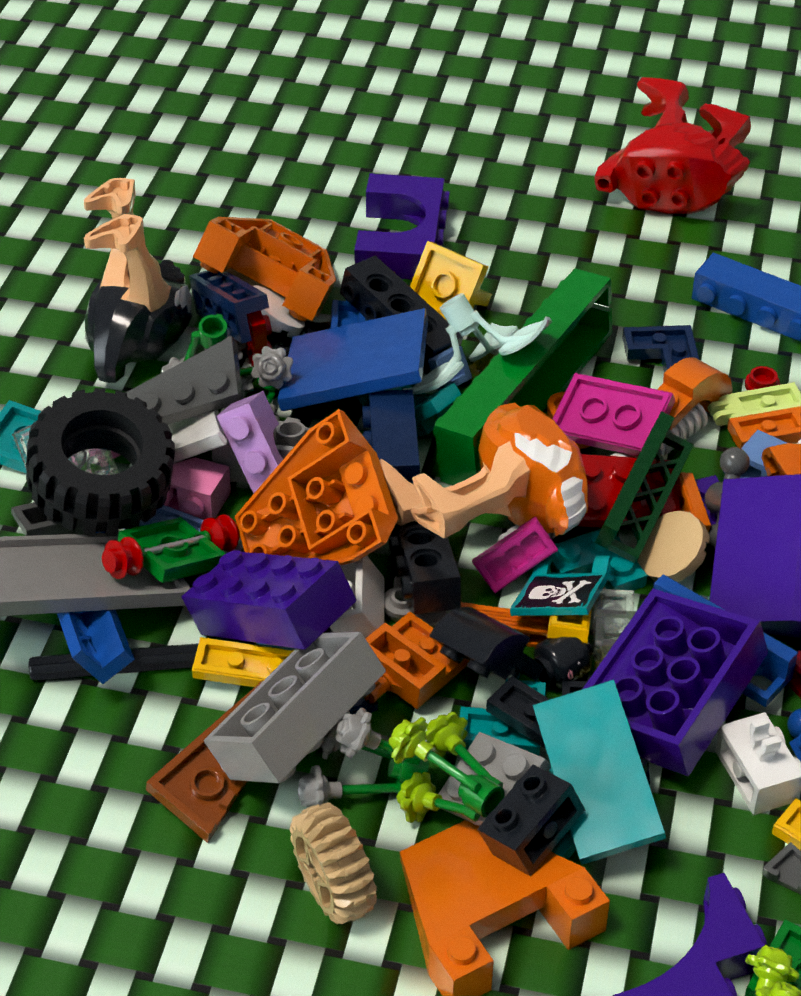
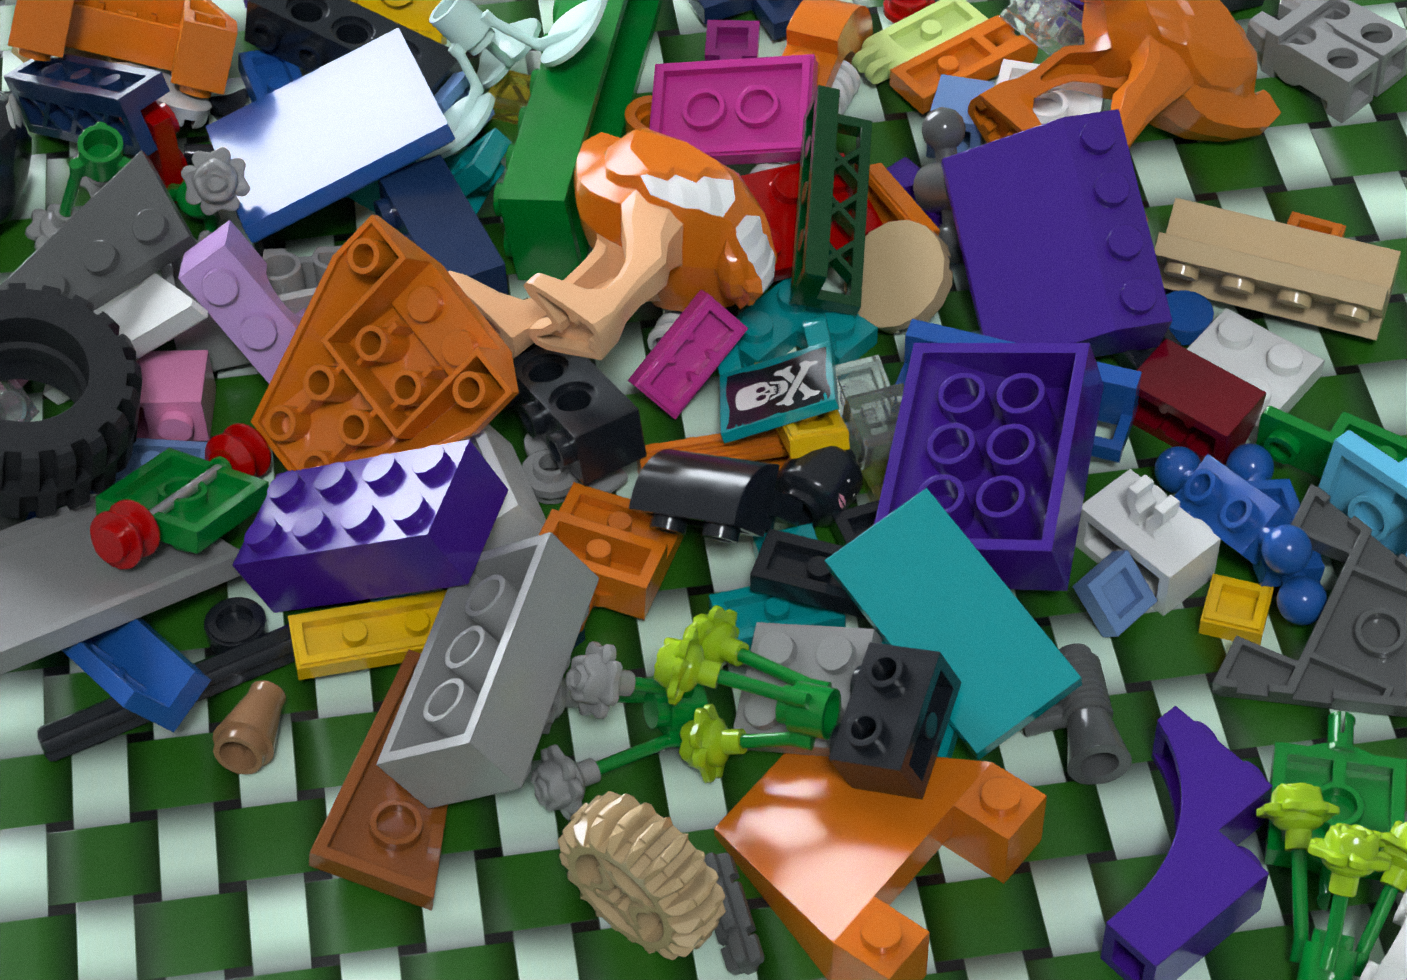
camera: 20 degrees left, 5 degrees up
(148, 700) = (250, 730): none -> medium nougat cone
(173, 632) = (234, 623): none -> black tile
(384, 911) = (742, 949): none -> dark grey axle
(637, 373) = (732, 39): none -> magenta plate
(668, 859) = (1093, 742): none -> dark grey piece
(722, 789) = (1115, 593): none -> medium blue plate

